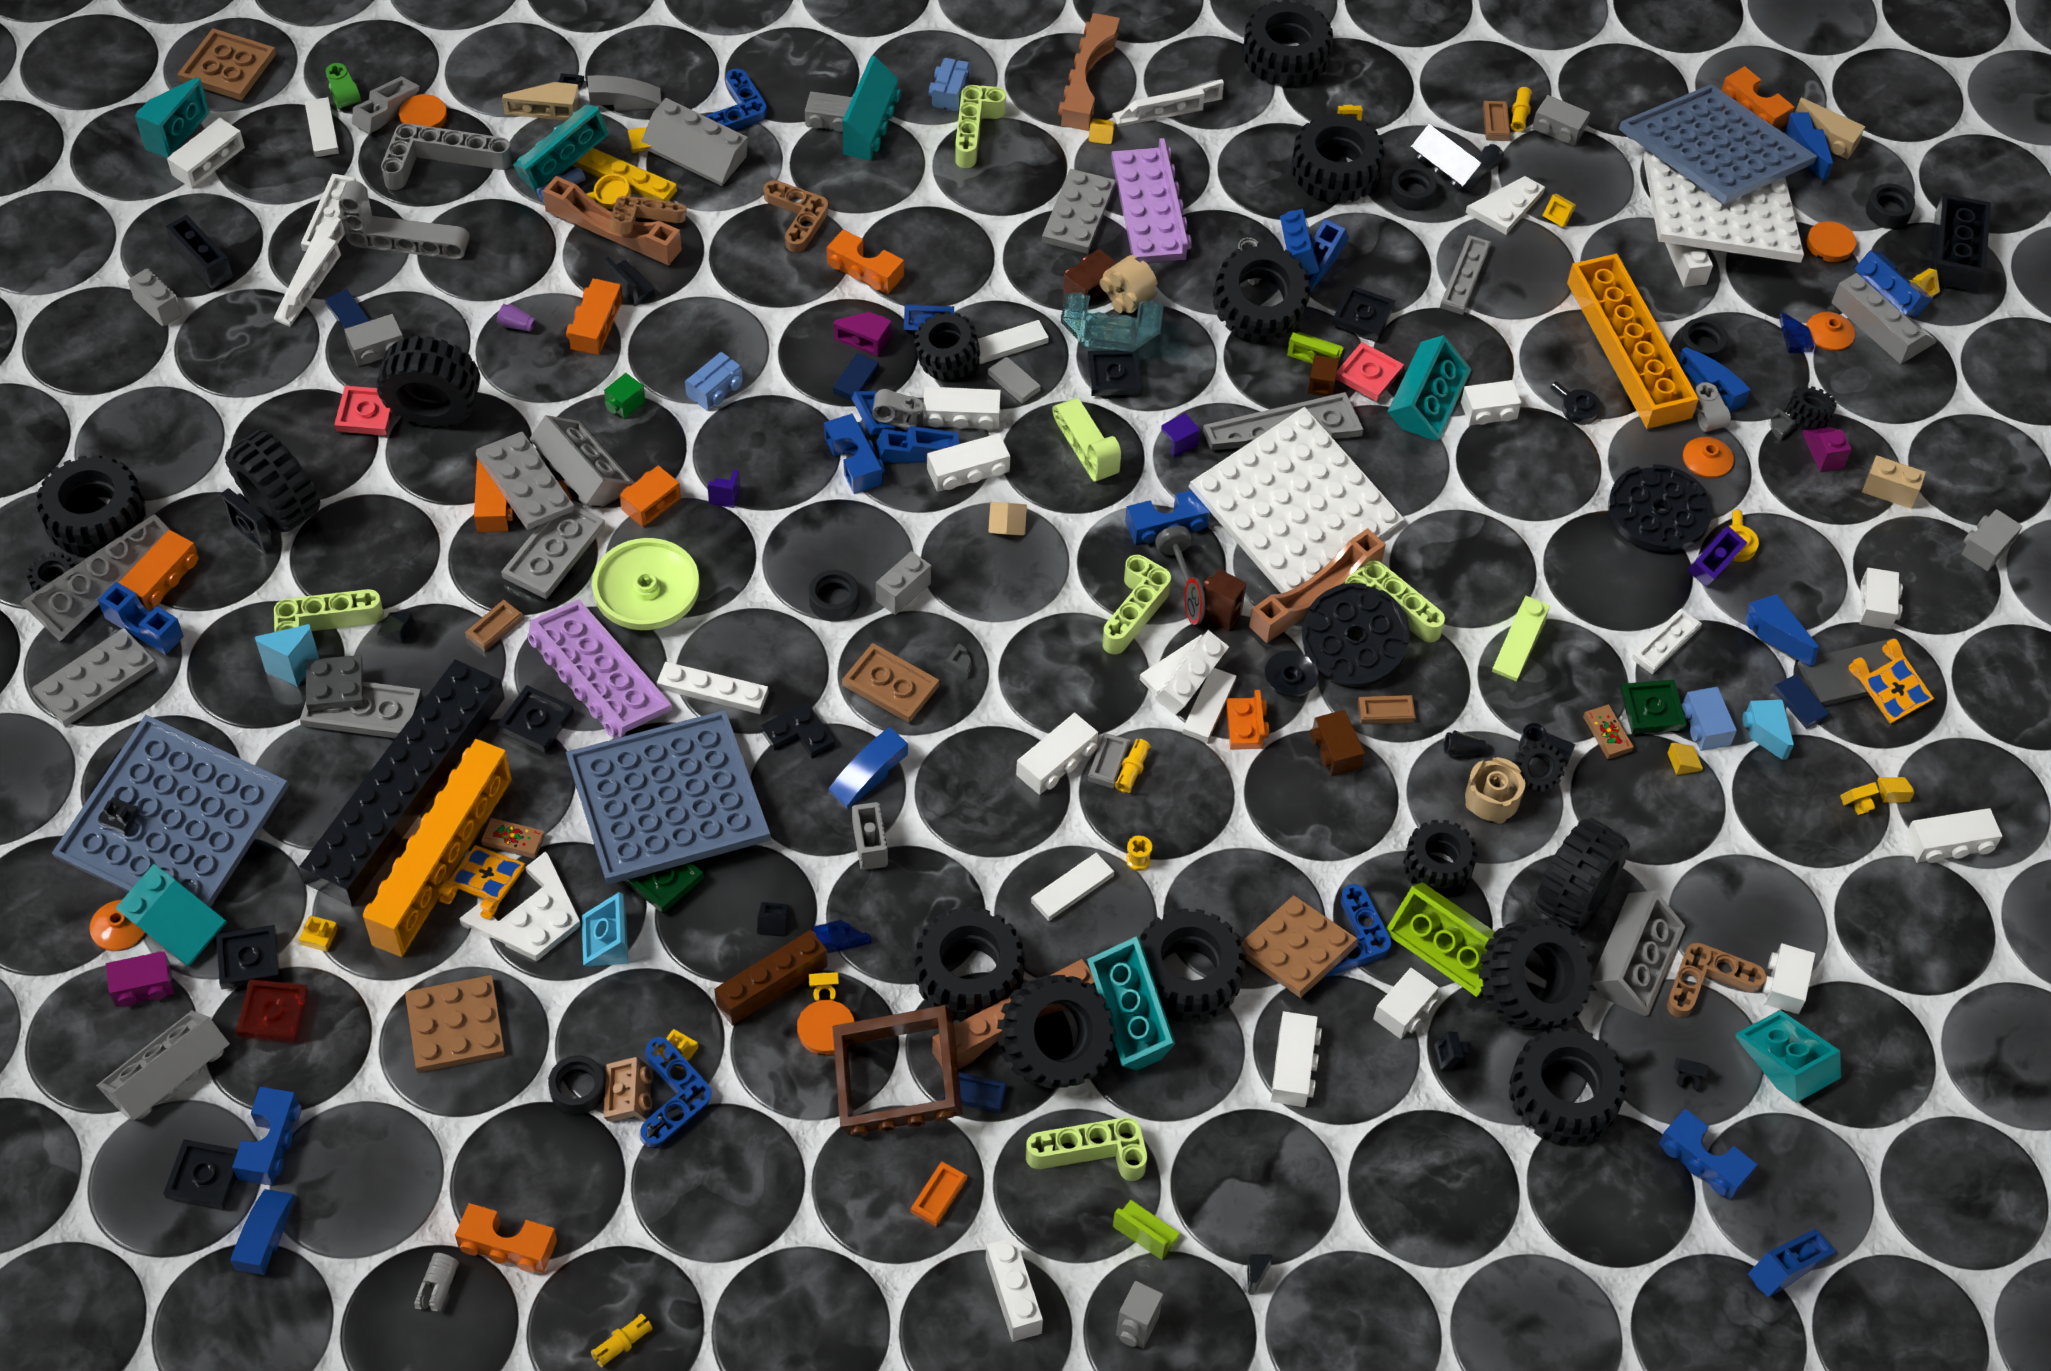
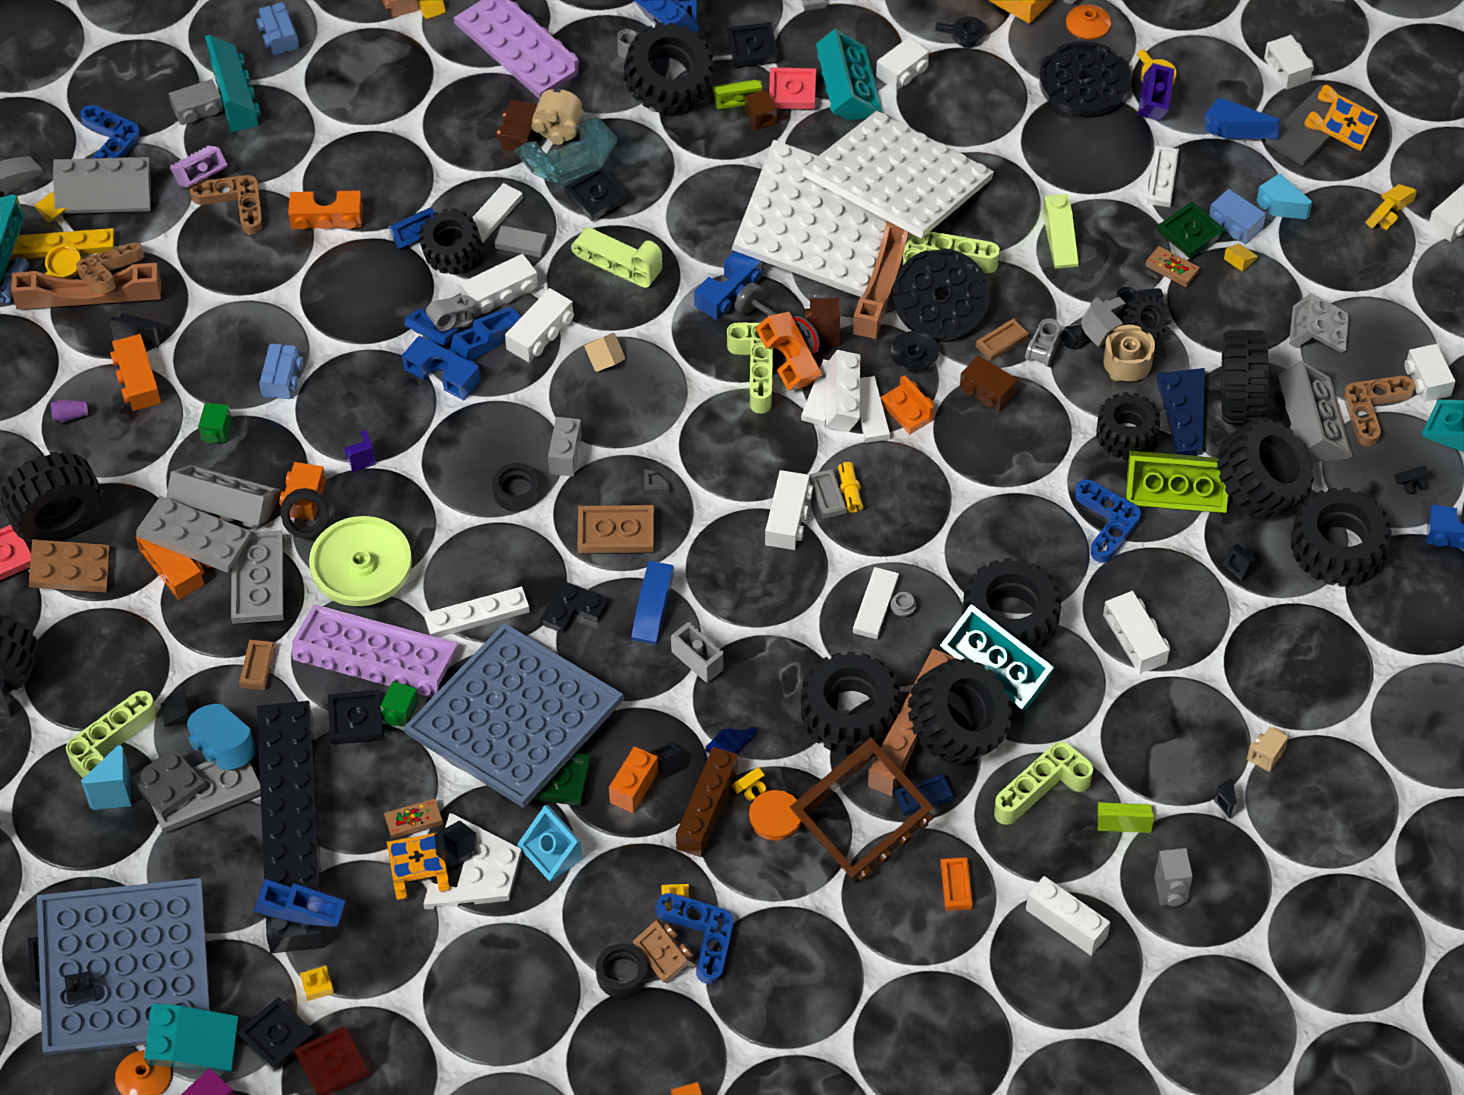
camera: 30 degrees left, 0 degrees up
(341, 852) = (298, 904): none -> blue slope
(406, 669) = (221, 737): none -> dark azure brick
(408, 451) = (69, 566): none -> medium nougat plate
(437, 847) = (364, 859): light orange brick -> none
(454, 1024) = (485, 984): medium nougat plate -> none
(524, 881) = (456, 843): none -> black panel
(579, 729) = (399, 704): none -> green brick
(614, 522) = (307, 532): none -> black tyre
(723, 917) = (633, 779): none -> orange brick
(786, 167) = (198, 166): none -> lavender brick
(855, 376) = (391, 307): dark blue tile -> none
(864, 332) = (371, 266): magenta slope -> none
(975, 104) = (314, 38): yellowish green beam -> none
(1078, 211) = (464, 79): light grey plate -> none
(1096, 903) = (903, 604): none -> light grey plate
(1138, 853) = (907, 548): yellow bush -> none
(1173, 587) = (782, 333): none -> orange arch
(1182, 434) = (689, 211): dark purple panel -> none
(1297, 946) = (1076, 548): medium nougat plate -> none
(1331, 412) = (744, 174): light grey wing -> none
(1335, 1248) = (1267, 748): none -> tan brick
(1401, 501) = (898, 174): none -> white plate
(1406, 1003) = (1183, 545): white brick -> none
(1418, 736) = (1043, 345): none -> light grey piece
(1493, 741) = (1102, 319): none -> light grey brick
(1513, 874) = (1184, 408): none -> dark blue wing
(1714, 868) = (1319, 320): none -> light grey bracket
(1801, 701) = (1291, 168): dark blue tile -> none

